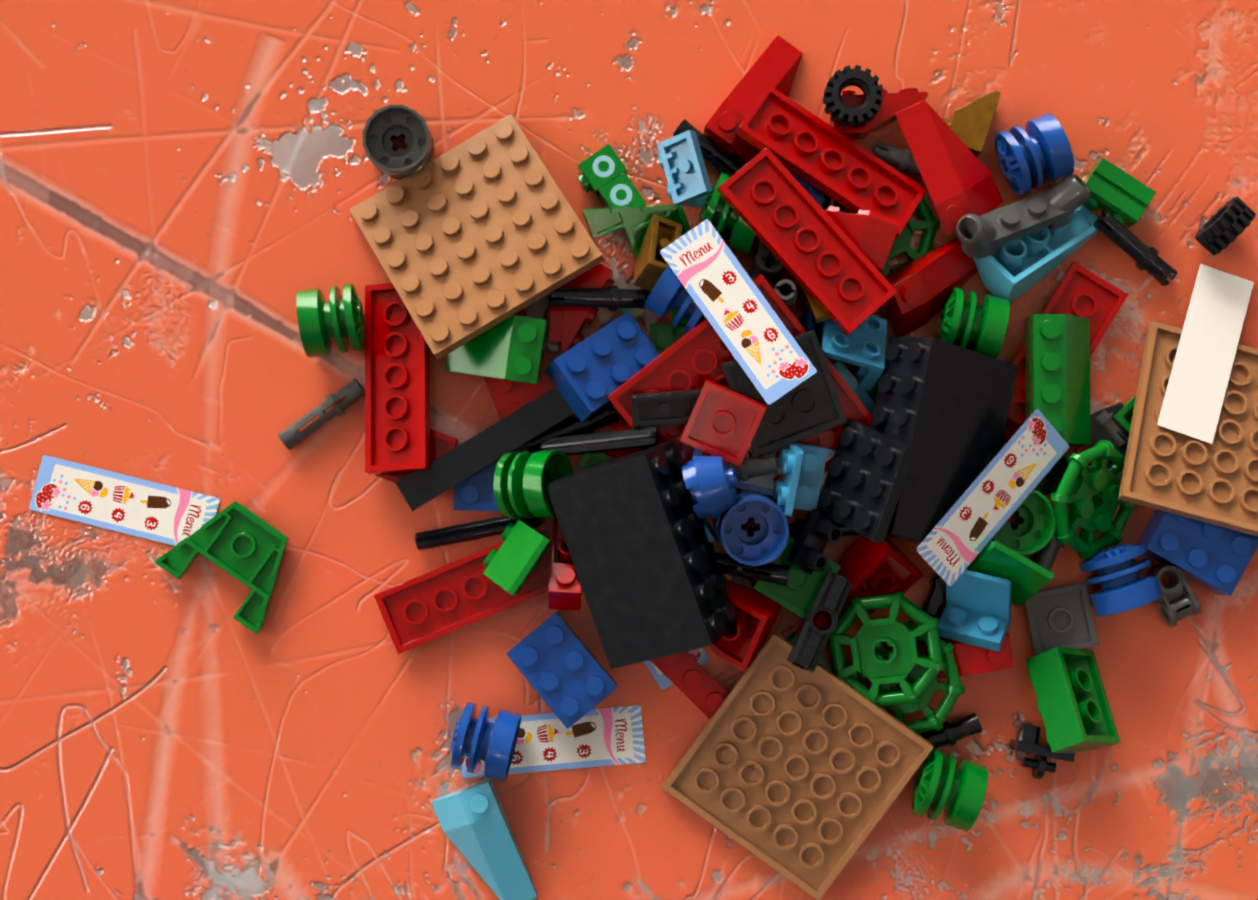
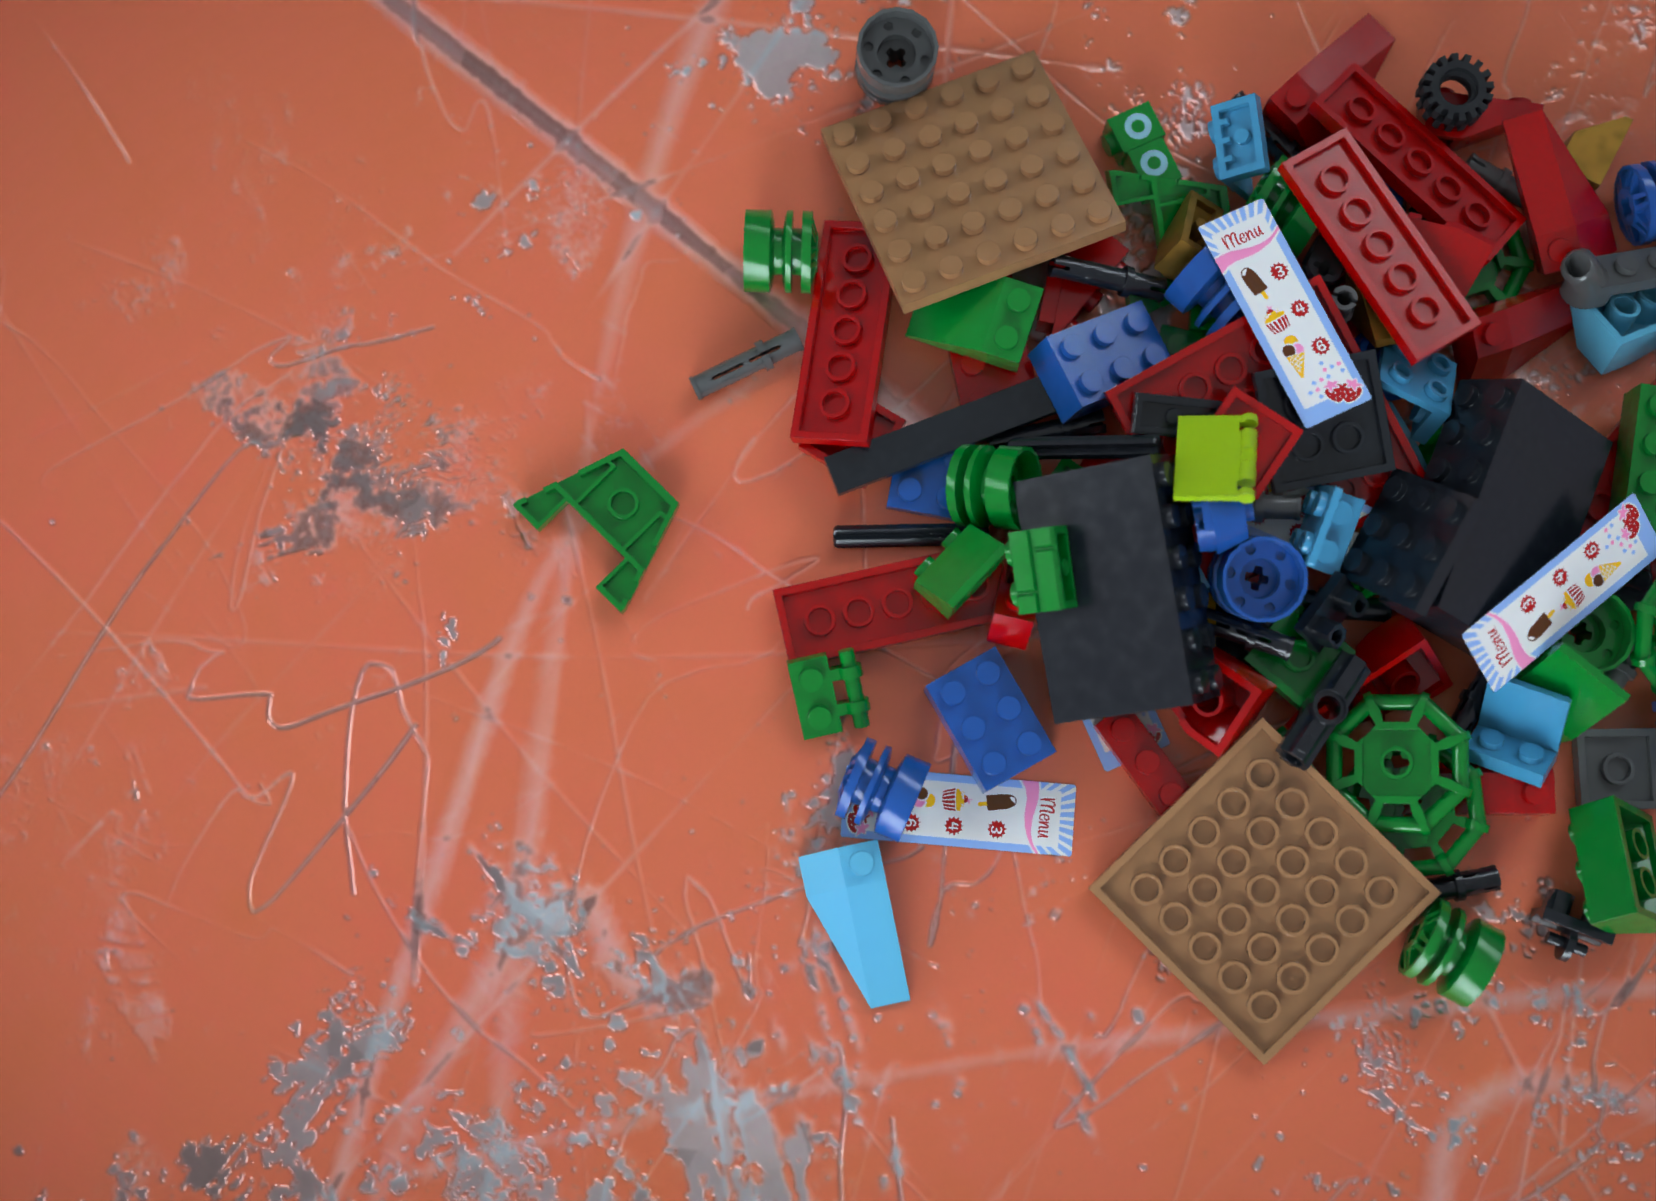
camera: 15 degrees right, 5 degrees down
(119, 501) = (480, 428): sticker -> none
(422, 673) = (816, 697): none -> green plate
(577, 554) = (1041, 570): none -> green brick
(698, 445) = (1216, 458): none -> lime piece
(979, 326) = (1575, 388): green wheel -> none

